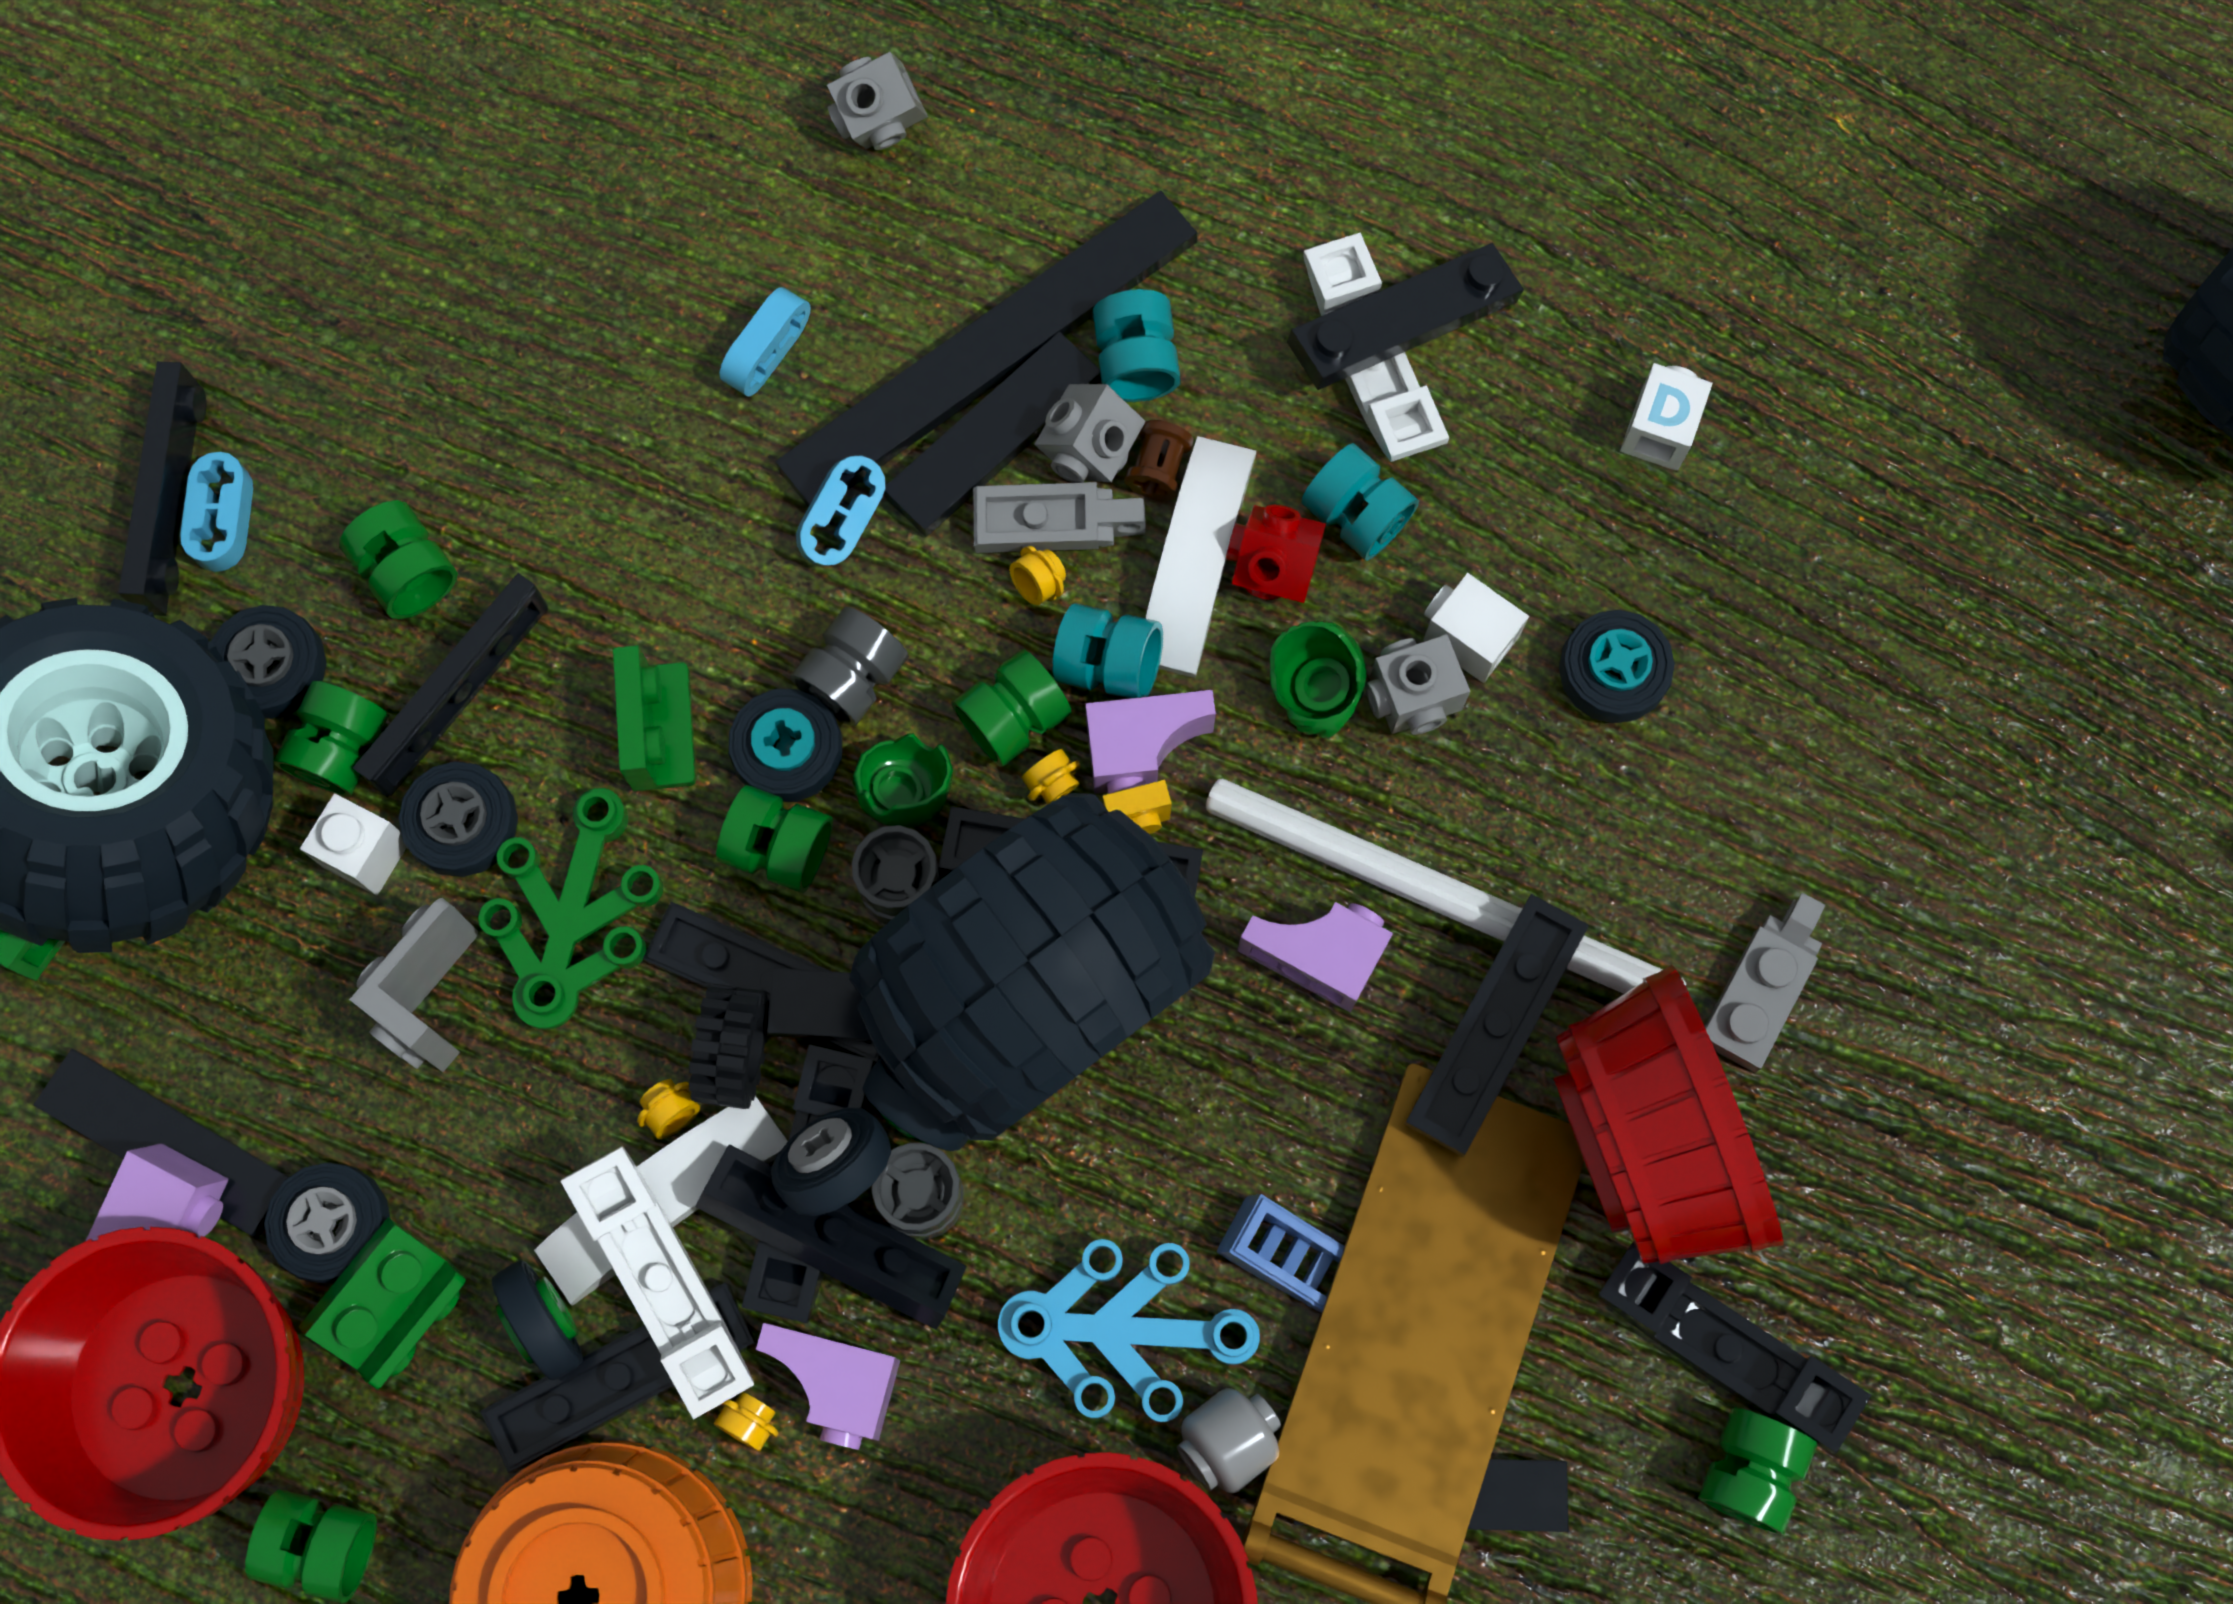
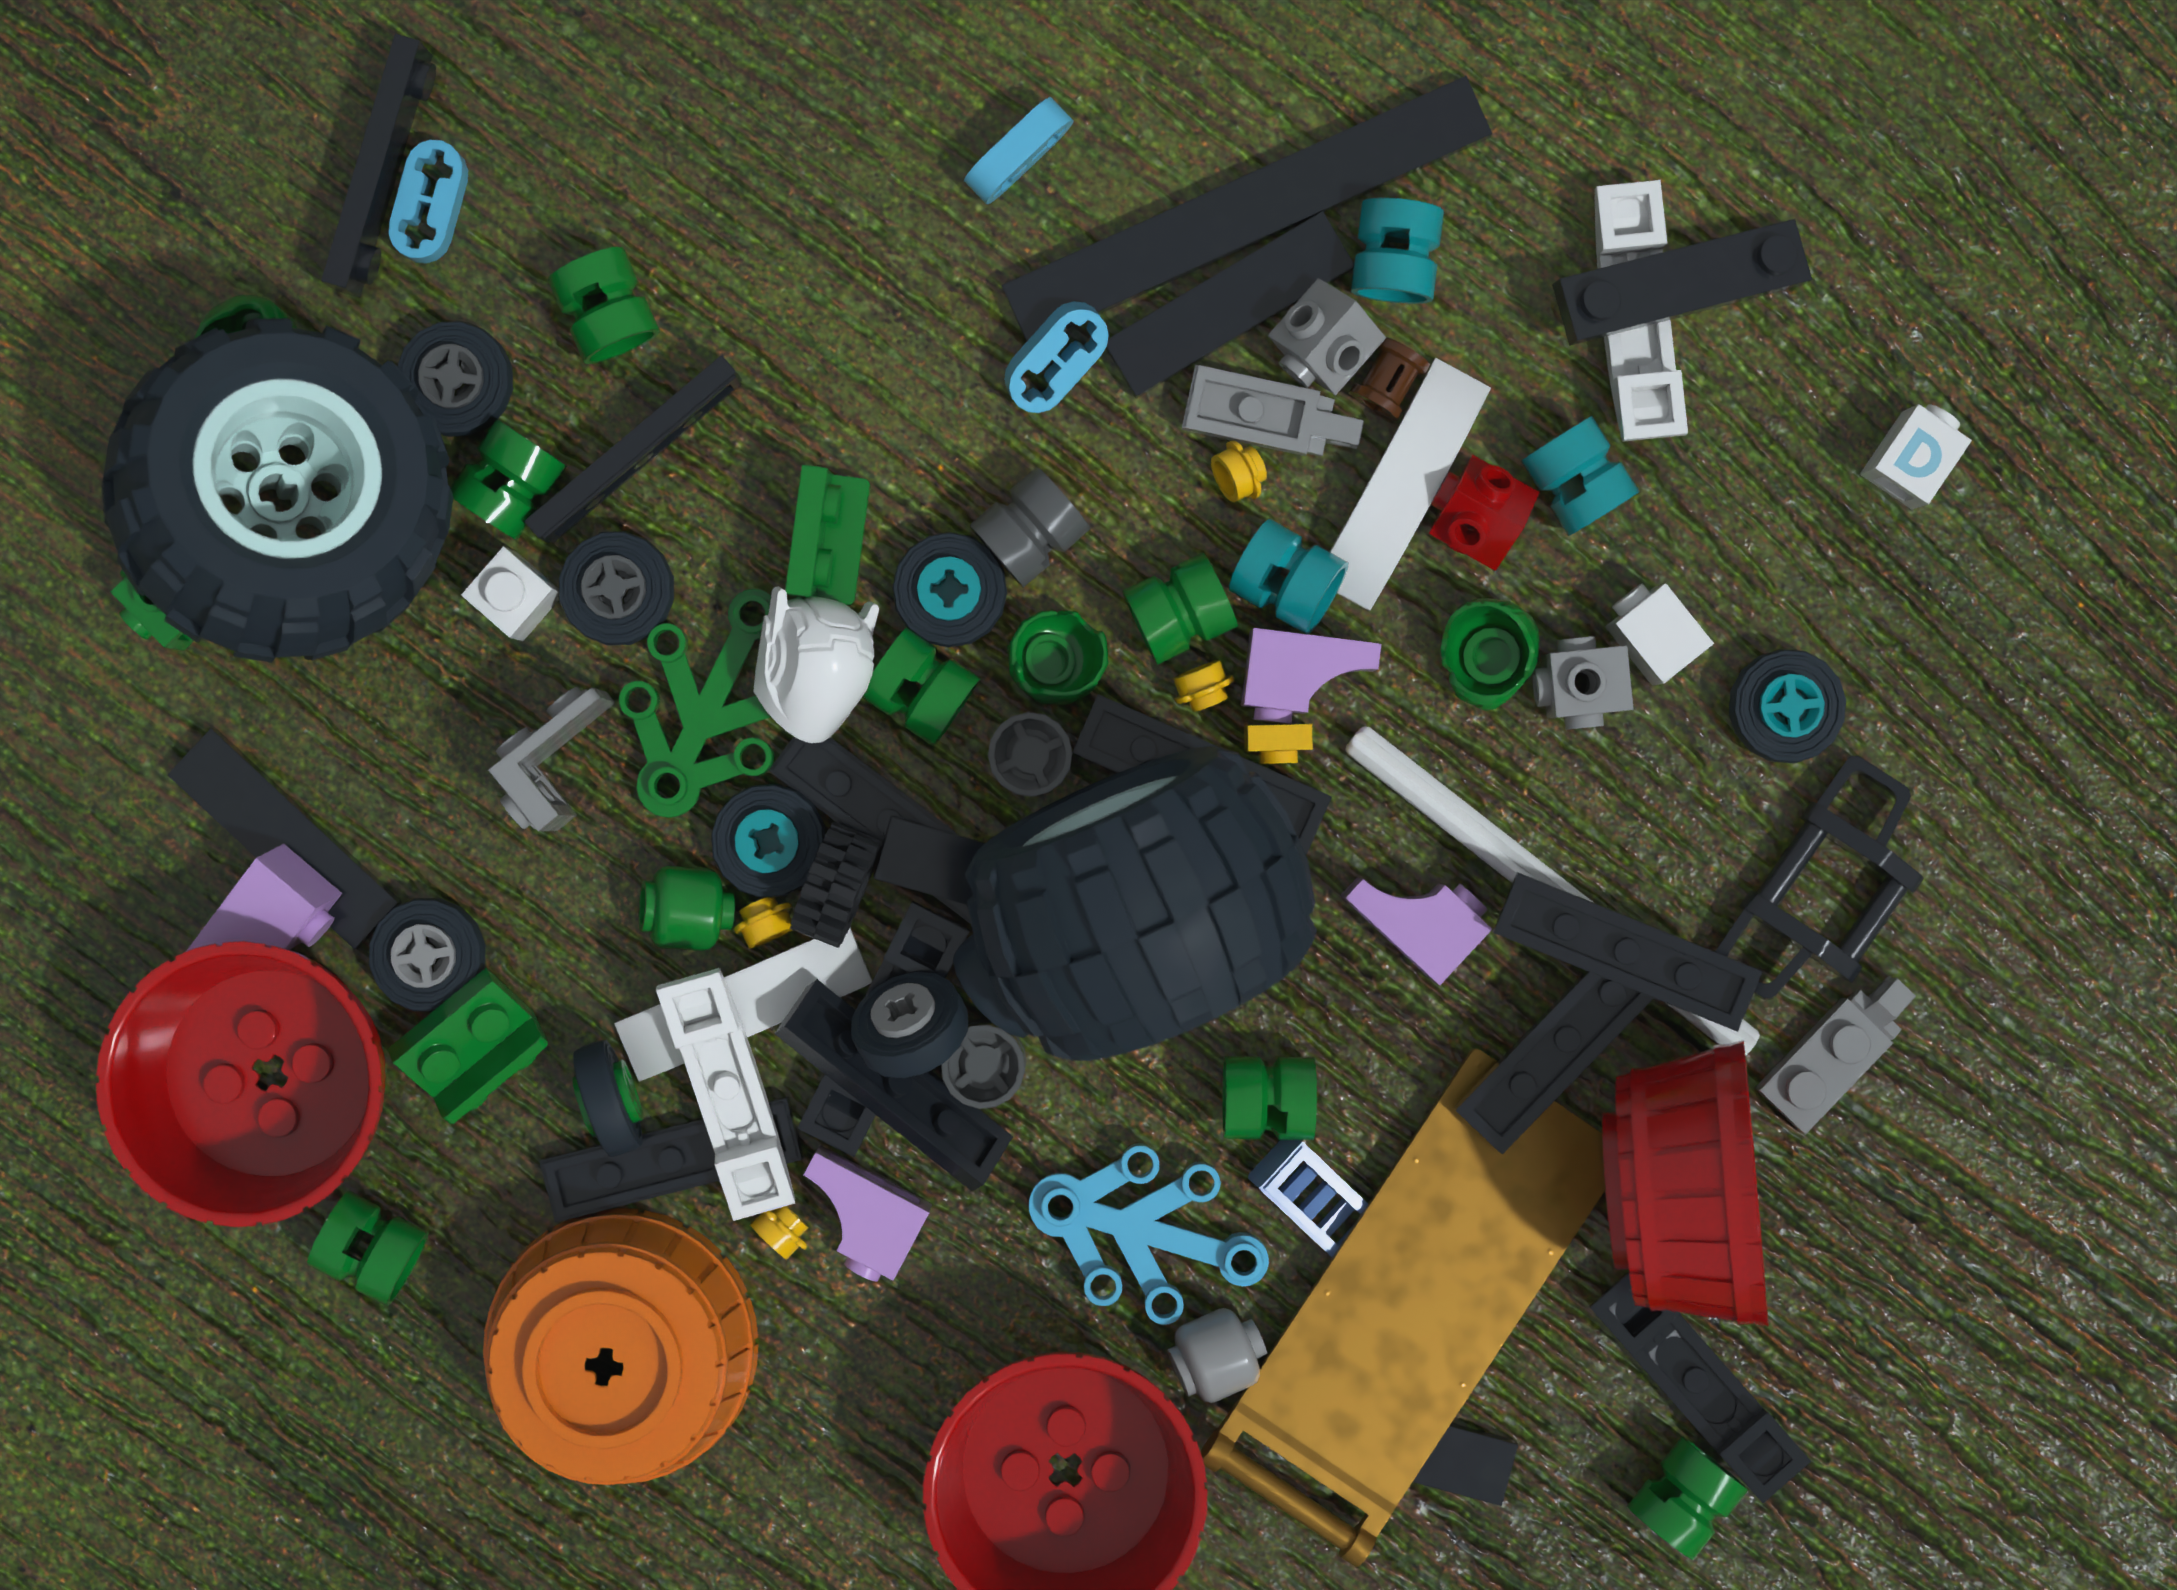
camera: 15 degrees right, 15 degrees up
(583, 1111) = (685, 908): none -> green head
(623, 1030) = (795, 833): none -> black wheel
(662, 835) = (813, 663): none -> white helmet
(1216, 1158) = (1269, 1098): none -> green wheel
(1531, 917) = (1627, 951): none -> black plate
(1653, 860) = (1817, 825): none -> black bar

